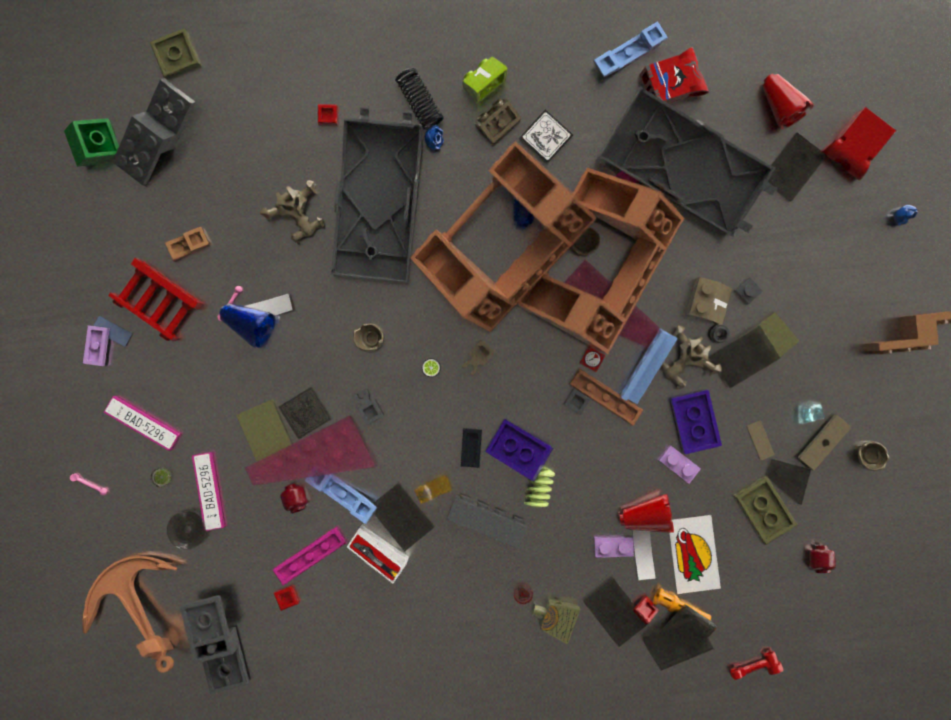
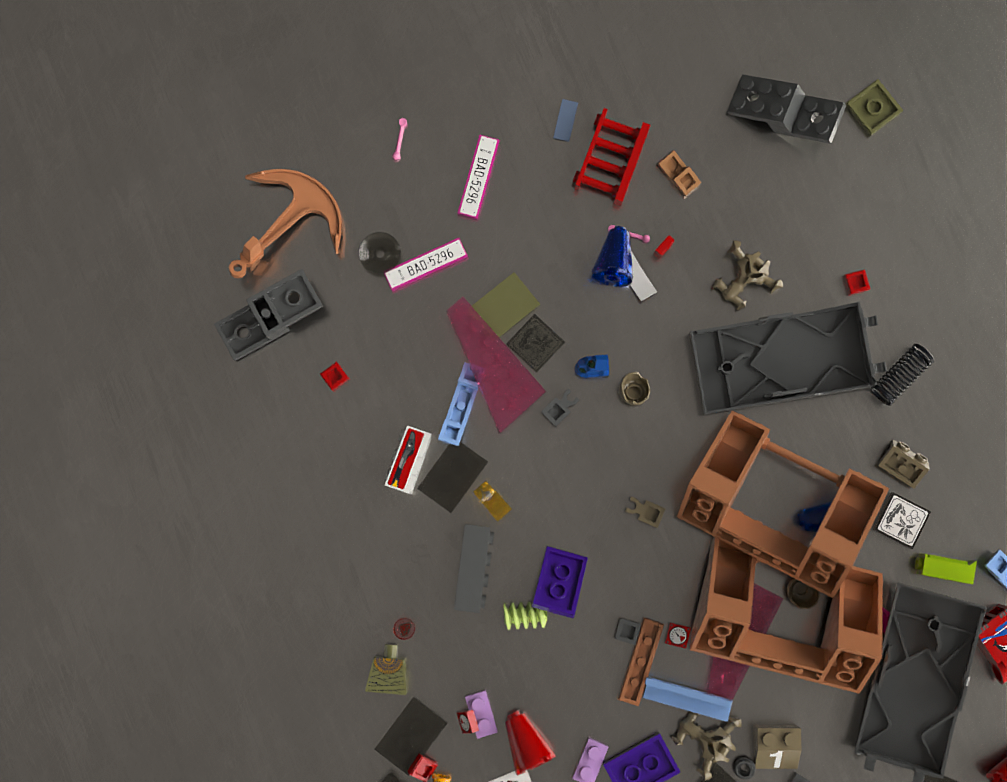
camera: 75 degrees right, 5 degrees down
(91, 141) = (757, 48): green slope -> none
(96, 345) = (547, 108): lavender plate -> none
(160, 477) = (426, 211): clear smoke tile -> none
(249, 276) = (663, 247): none -> red tile
(294, 498) = (442, 356): dark red head -> none
(309, 555) = (385, 388): dark pink tile -> none
(339, 368) = (593, 366): none -> blue rock
(431, 367) = (620, 464): tile -> none
(434, 137) = (866, 400): blue plate -> none
(471, 447) = (546, 530): black tile -> none
(485, 78) = (944, 438): lime slope -> none
(597, 111) = (946, 568): none -> lime window
(617, 561) = (467, 721): none -> tile
(643, 555) = (482, 749): white sticker -> none

